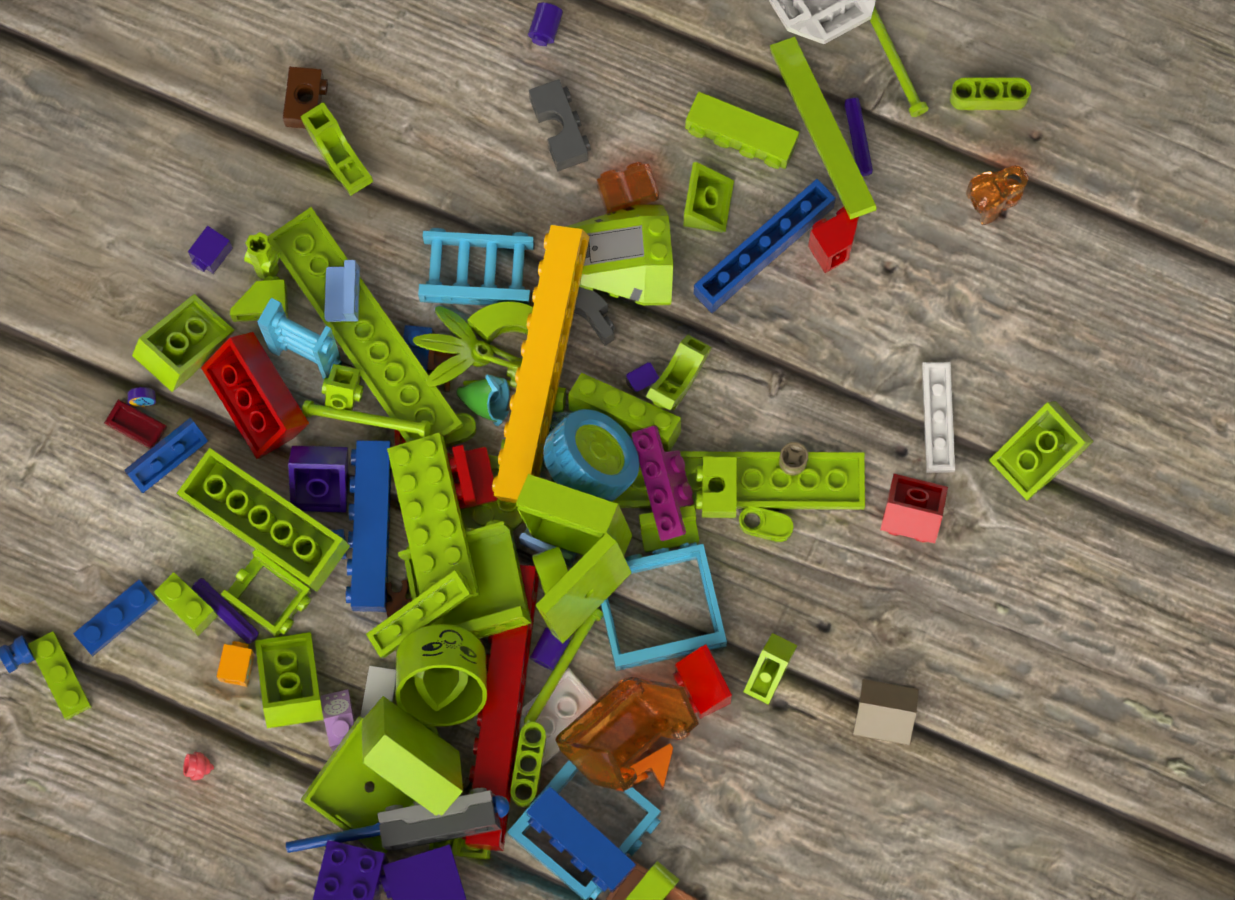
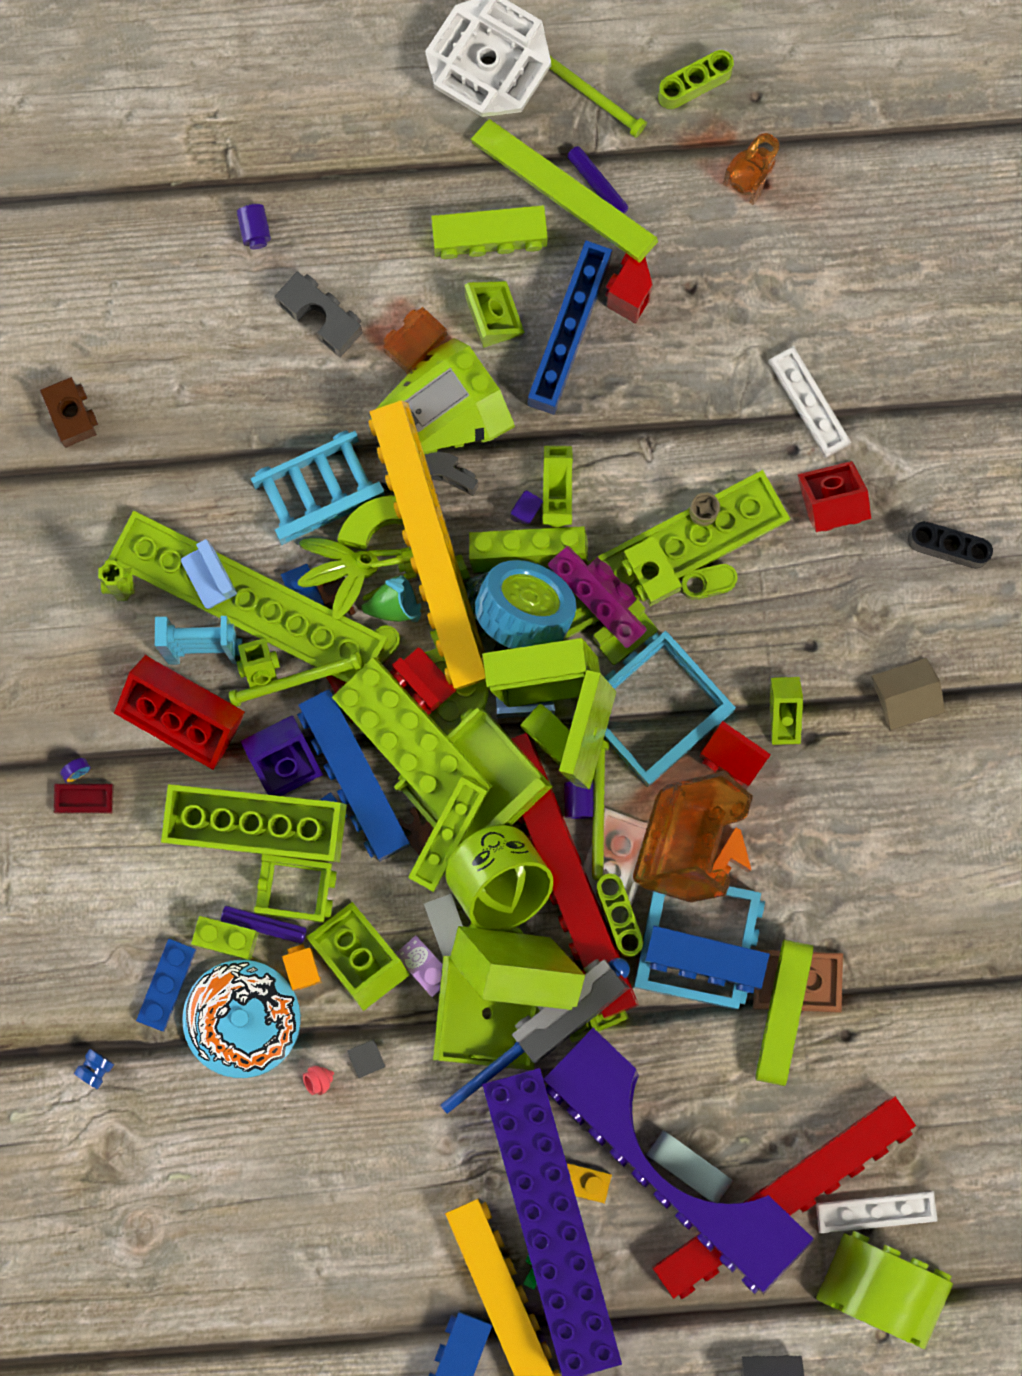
camera: 30 degrees left, 5 degrees up
(59, 675) = (144, 1065): lime plate -> none
(162, 680) = (241, 1019): none -> dish
(166, 455) = (129, 811): blue plate -> none
(181, 342) = (84, 699): lime slope -> none
(209, 250) = (61, 600): dark purple brick -> none
(247, 770) = (366, 1058): none -> dark grey slope
(254, 301) = (136, 621): lime slope -> none
(335, 149) = (126, 445): lime arch -> none
(986, 589) = (964, 543): none -> black beam
(1041, 449) = (918, 383): lime slope -> none

